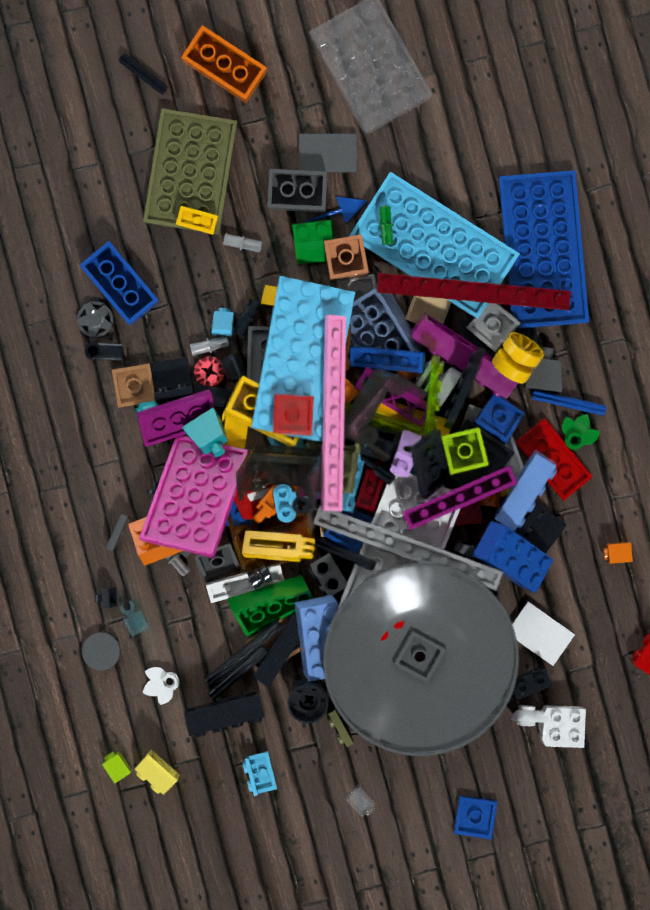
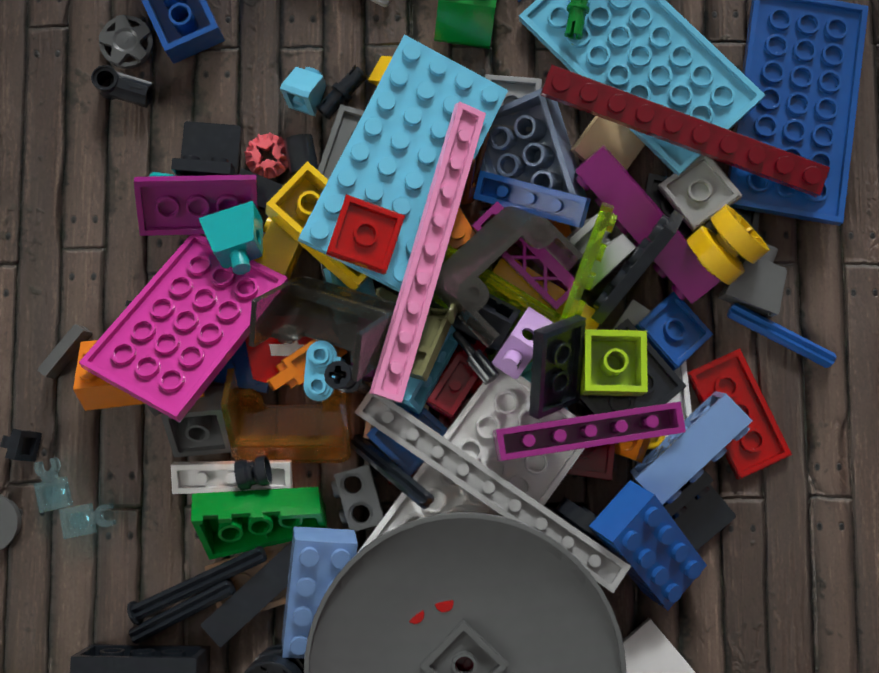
camera: 10 degrees right, 5 degrees down
(133, 385) = (150, 144): medium nougat plate -> none
(158, 634) = (83, 519): none -> clear light blue plate
(158, 686) = (61, 599): white plate -> none
(178, 564) = (141, 422): light grey axle -> none
(209, 345) = (277, 118): light grey axle -> none
(270, 546) = (283, 432): yellow hinge -> none
(346, 257) = (507, 41): nougat slope -> none
(581, 430) = (788, 380): green plate -> none
(618, 552) = (806, 580): orange brick -> none

